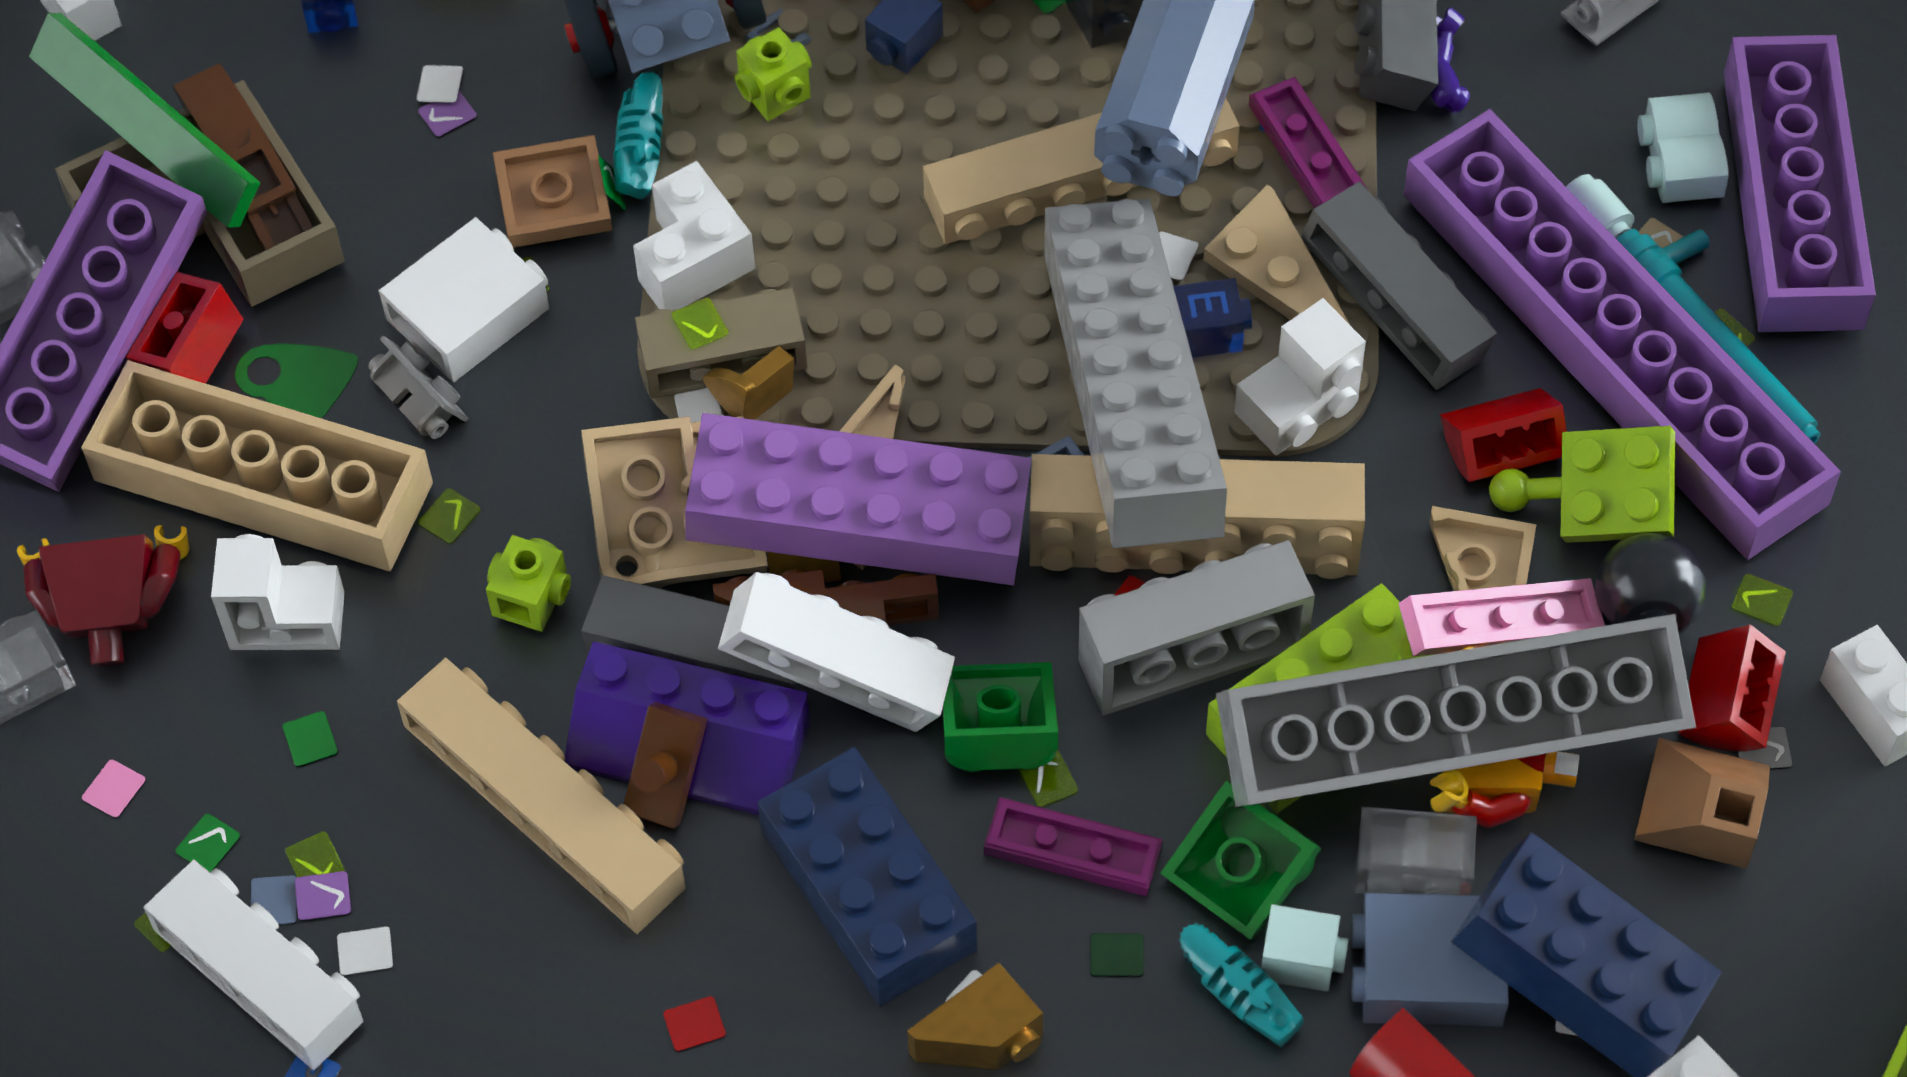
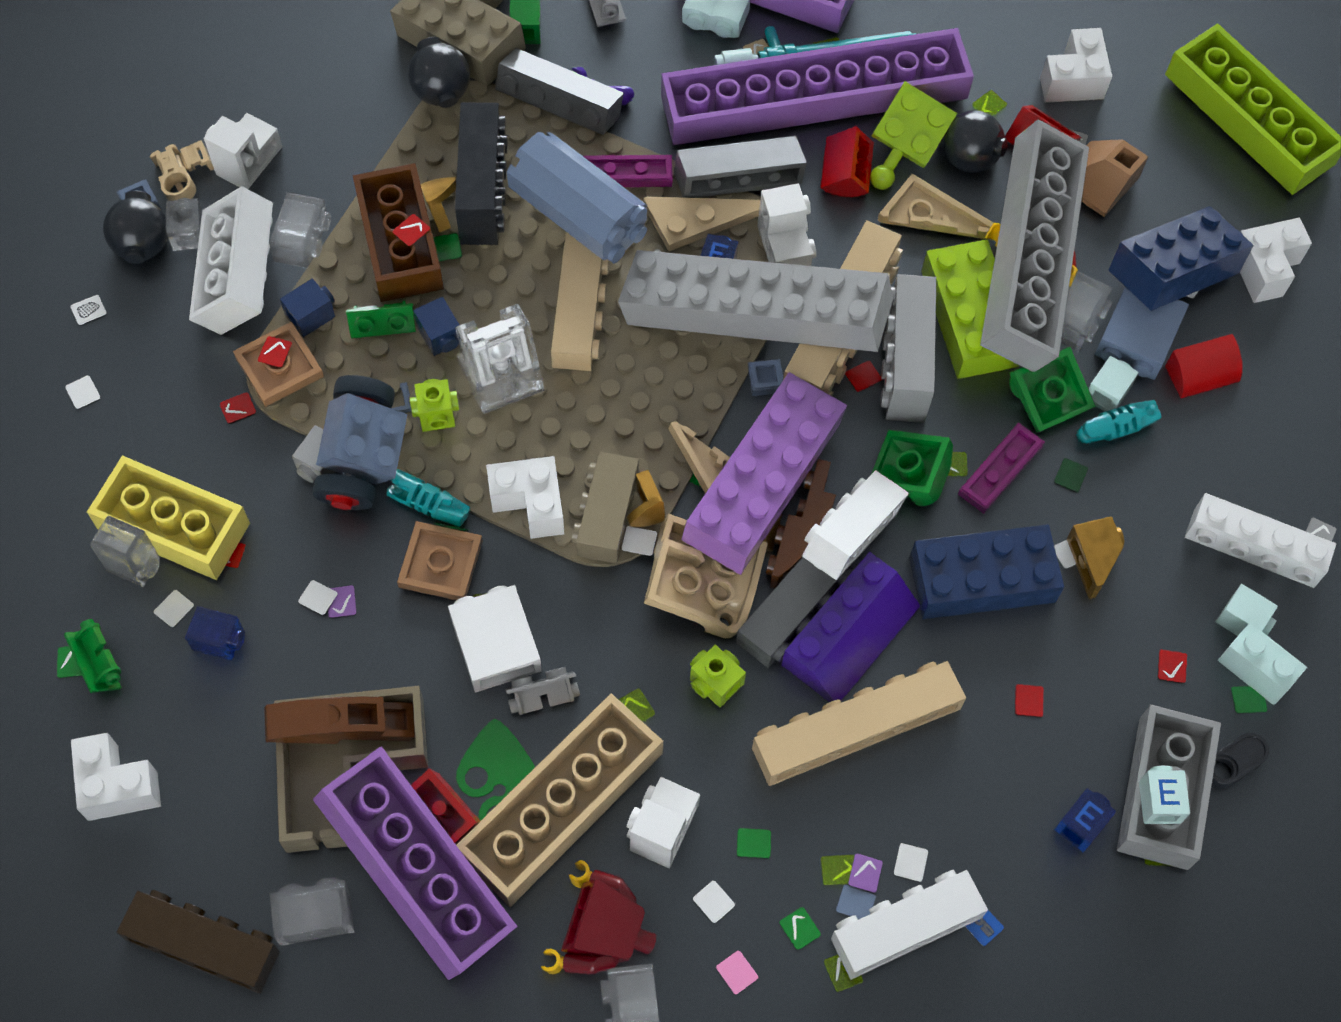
camera: 70 degrees left, 5 degrees up
(144, 119) = (278, 769): tile -> none
(203, 721) = (713, 901): none -> white sticker
(665, 764) = (875, 646): reddish brown tile -> none
(700, 323) = (599, 508): clear neon green sticker -> none
(866, 105) = (500, 360): none -> clear brick
(1498, 615) = (972, 208): bright pink plate -> none

